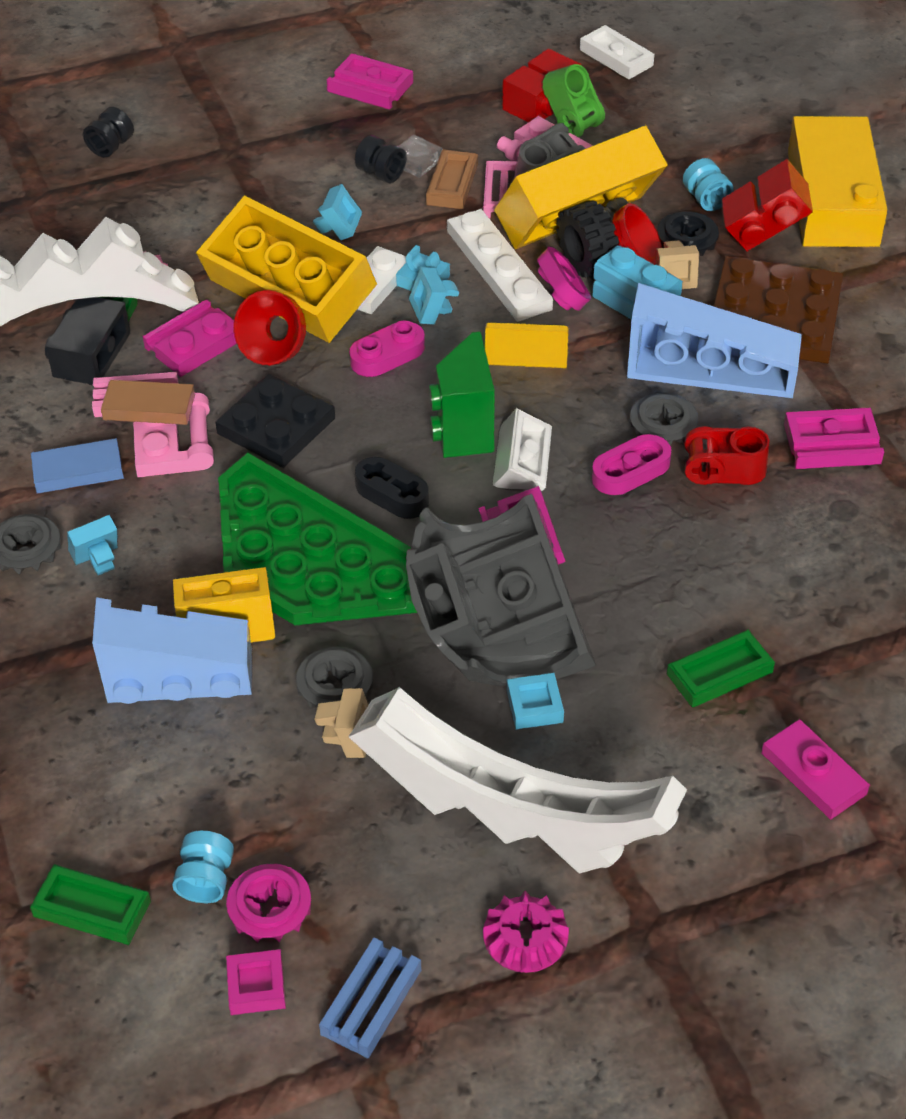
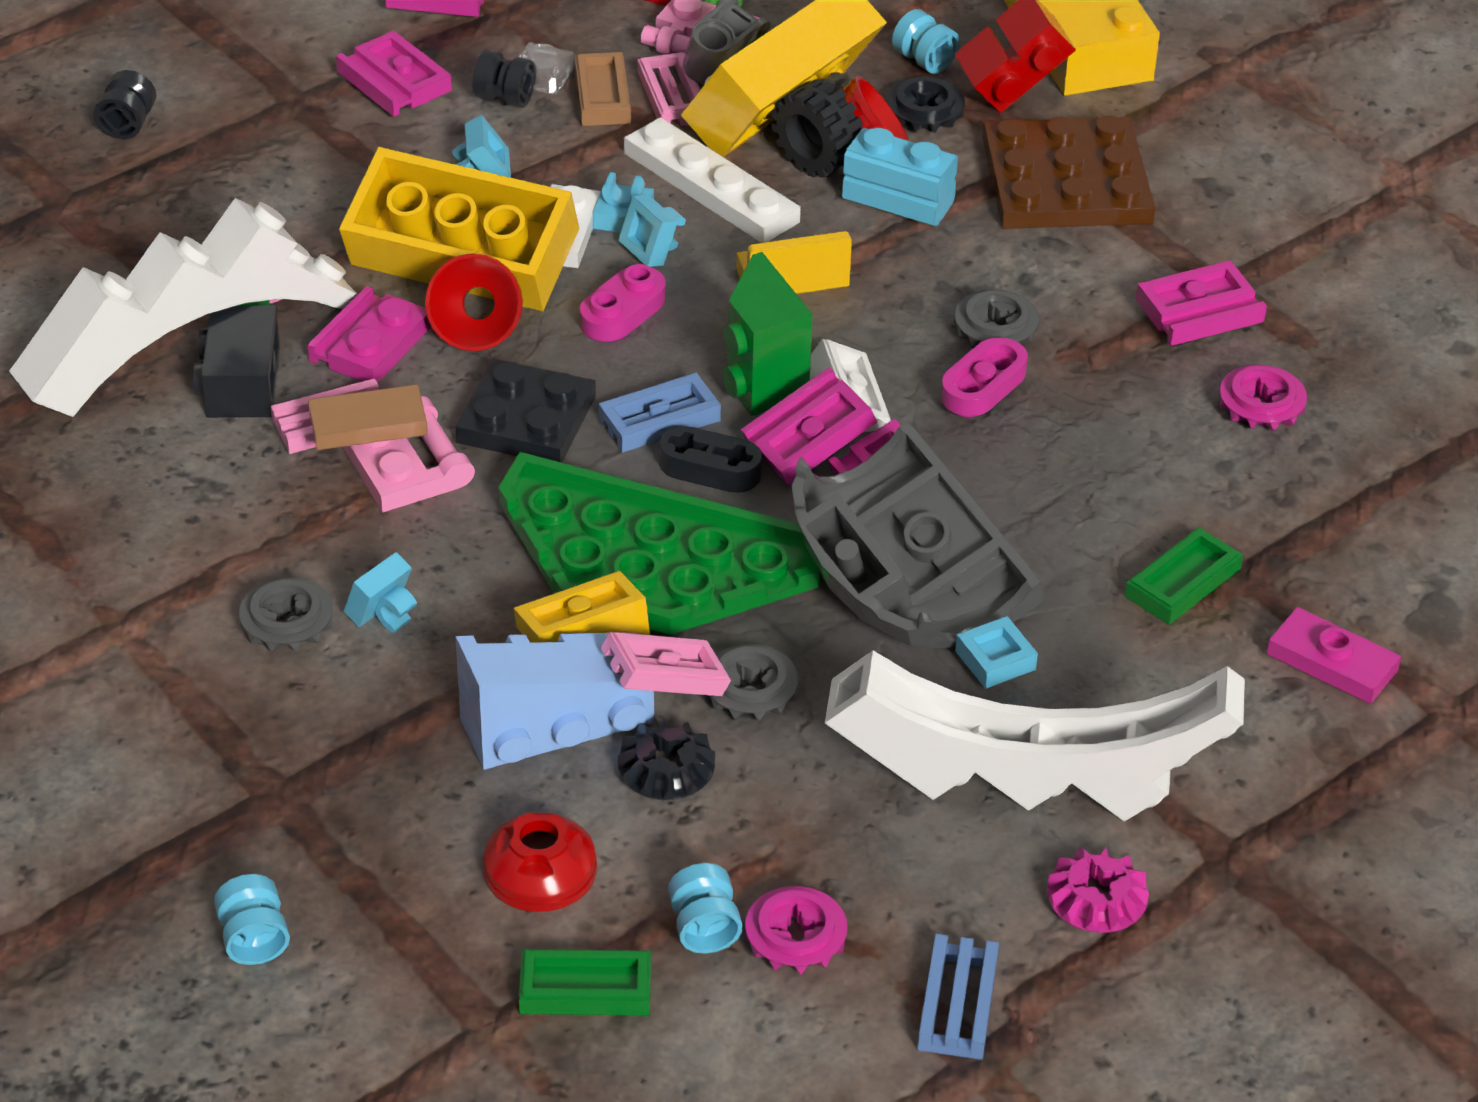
camera: 20 degrees left, 5 degrees down
(76, 465) = (302, 512): medium blue tile -> none
(111, 806) = (539, 877): none -> red piece
(226, 745) = (660, 777): none -> black gear
(255, 982) = (825, 1010): dark pink plate -> none
(261, 660) = (666, 664): none -> bright pink tile
(306, 141) = (394, 73): none -> dark pink plate
(340, 719) = (790, 722): tan tile -> none
(381, 438) = (649, 413): none -> medium blue tile
(472, 477) = (809, 424): none -> dark pink plate
(562, 276) = (815, 193): dark pink plate -> none
(680, 262) = (941, 130): tan tile -> none
(709, 347) = (1017, 227): light blue wedge -> none
(730, 455) = (1095, 343): red piece -> none
(867, 521) = (1278, 387): none -> dark pink gear

